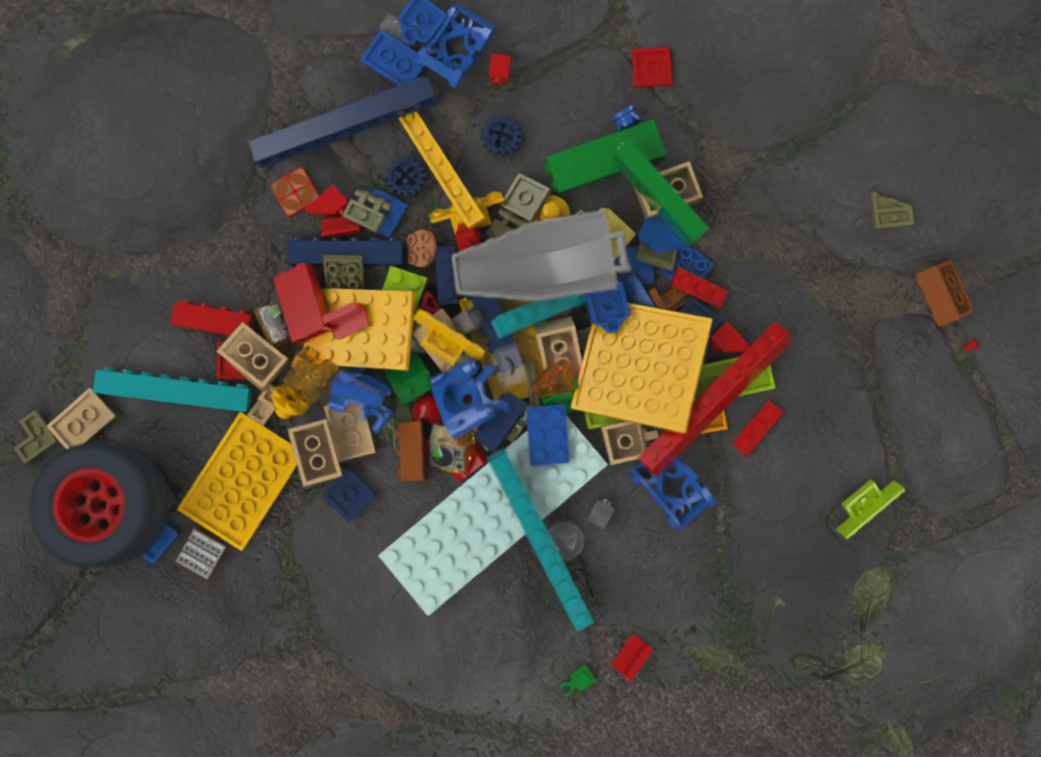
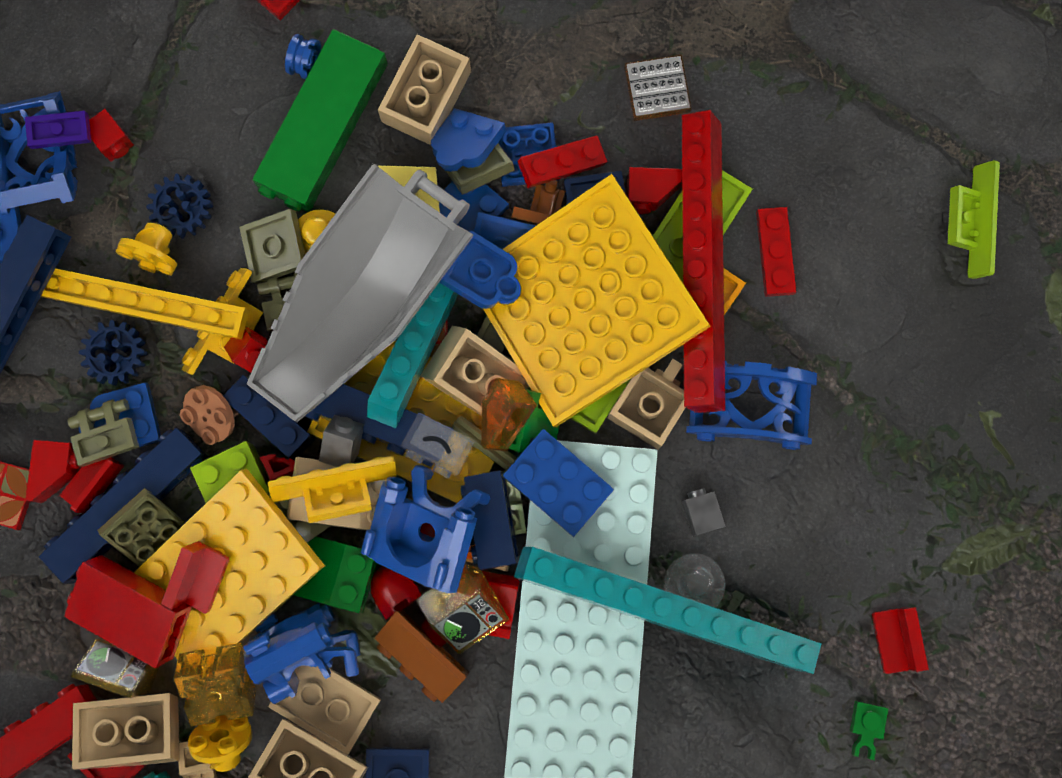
camera: 45 degrees left, 5 degrees down
(468, 145) = (149, 249): none -> yellow plate
(479, 47) = (57, 129): none -> dark purple plate
(659, 193) = (416, 94): green brick -> none
(780, 295) = (657, 87): none -> tile

